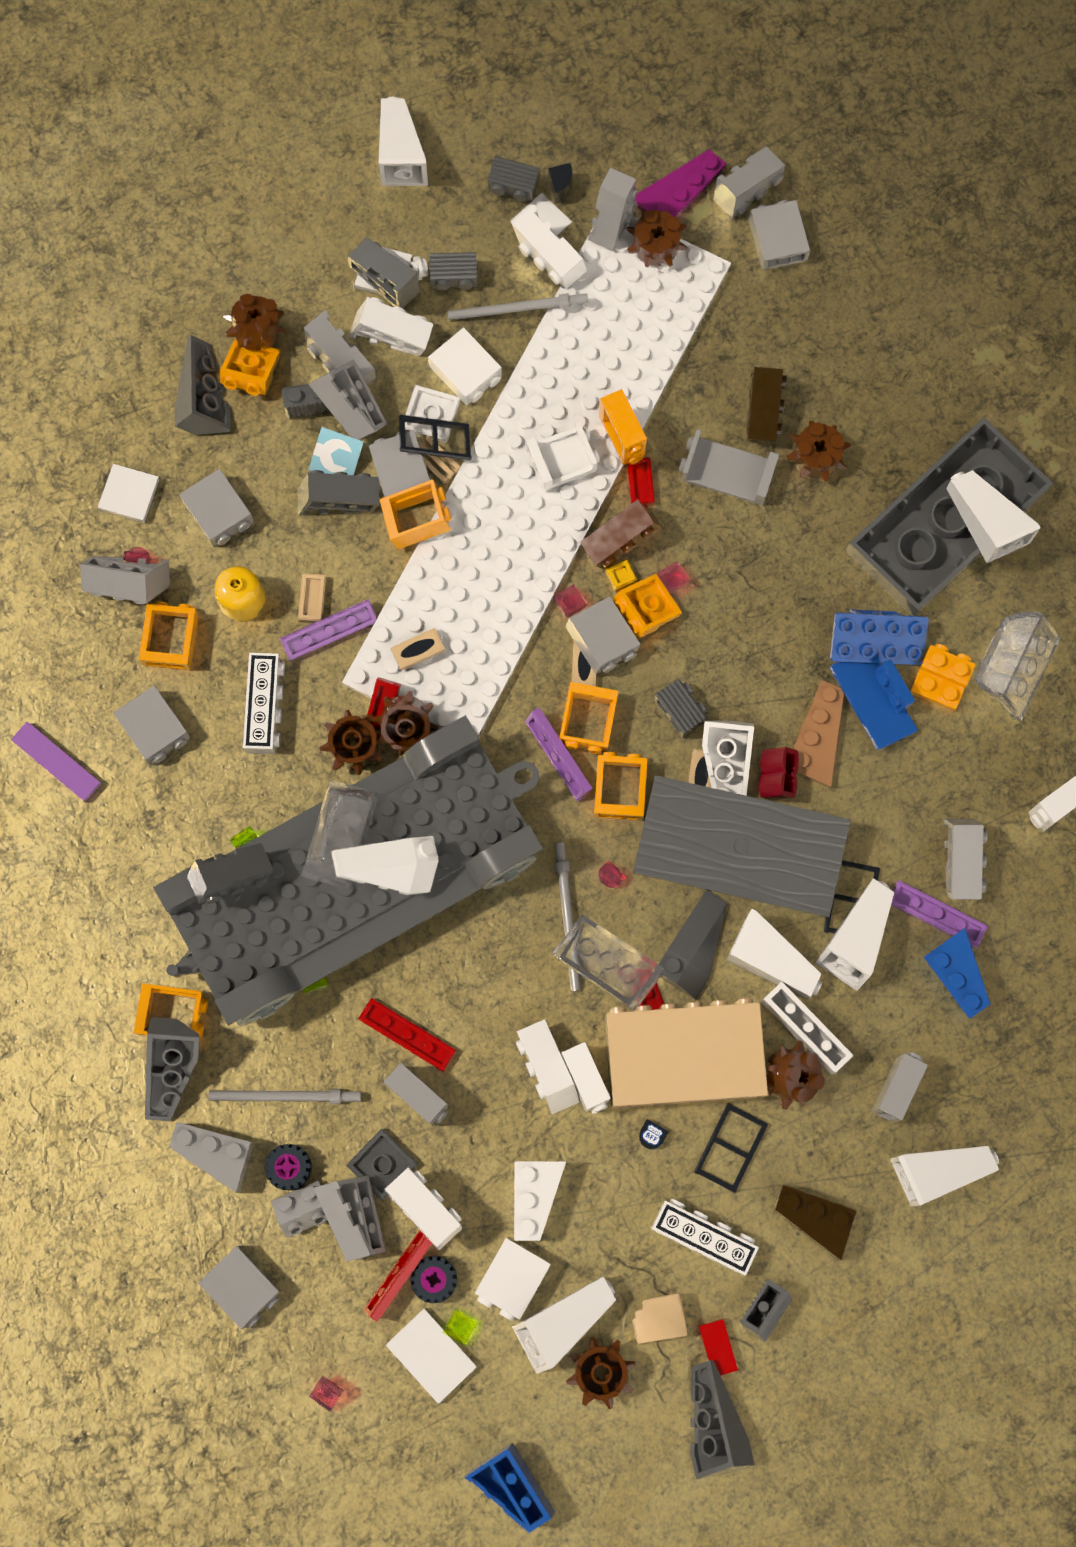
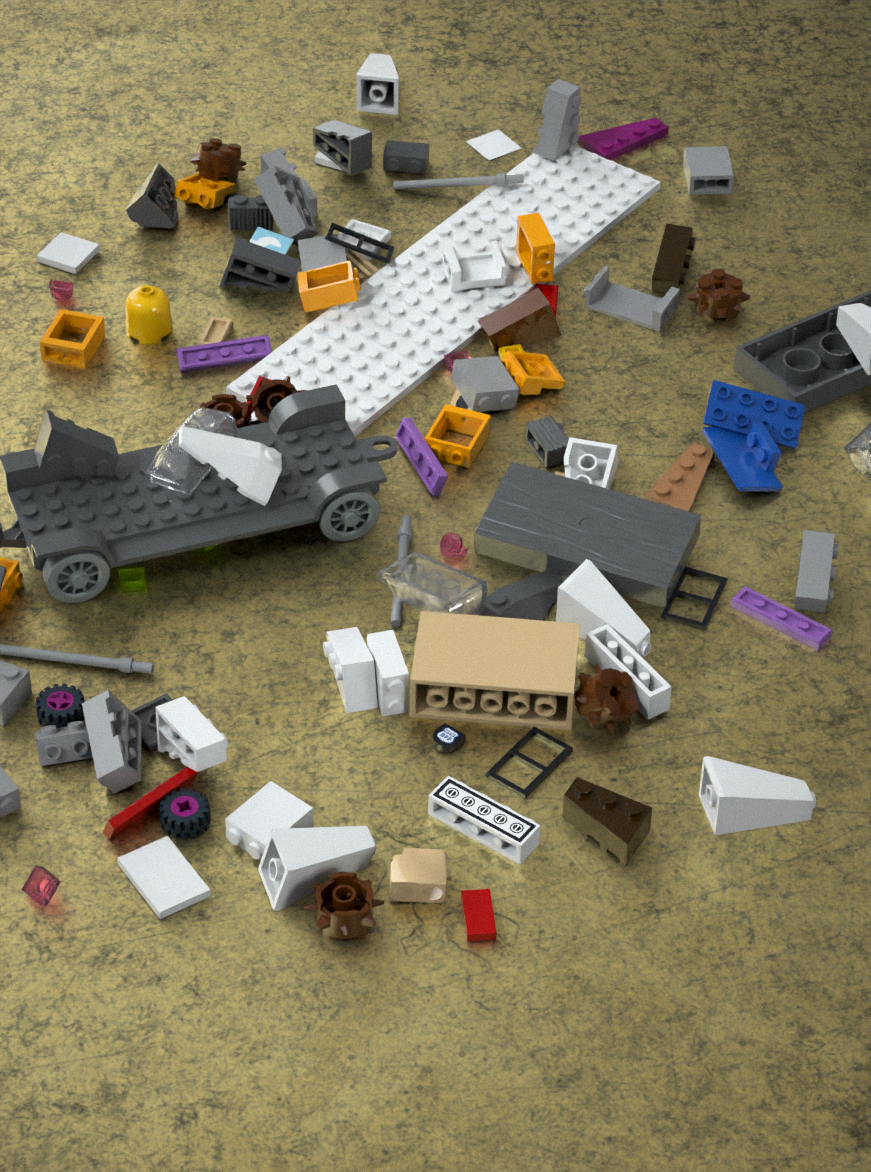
camera: 10 degrees right, 35 degrees down
(124, 579) = (46, 292): light grey wedge -> none
(152, 725) = (35, 390): light grey brick -> none
(216, 508) = (145, 265): light grey brick -> none
(262, 703) = (145, 390): white brick -> none
(391, 326) = (339, 178): white wedge -> none
(407, 1035) = (214, 633): red tile -> none
(417, 649) = (305, 368): tan tile -> none
(417, 1095) = (209, 662): light grey brick -> none
(419, 265) = (377, 151): white plate -> none
(460, 1327) = (202, 858): clear neon green tile -> none
(465, 367) = (400, 211): white brick -> none
(513, 179) = (474, 113): dark grey brick -> none
(513, 1488) = (218, 985): blue wedge -> none
(533, 1197) = (312, 757): white wedge -> none
(548, 249) = (492, 146): white wedge -> none
(560, 181) = (516, 119): black brick -> none
(614, 811) = (459, 498): light orange window -> none
(657, 237) = (594, 149): reddish brown brick -> none
(673, 577) = (563, 360): clear pink plate -> none
(719, 1435) = (463, 979): dark grey wedge -> none
(748, 182) = (677, 132): light grey wedge -> none
(766, 1310) = (537, 880): dark grey brick -> none
(778, 773) = (640, 483): dark red brick -> none
(857, 941) = (690, 613): white slope -> none
(899, 1087) = (716, 723): light grey brick -> none
(942, 677) = (814, 455): light orange plate -> none
(959, 972) = (794, 652): blue wedge -> none

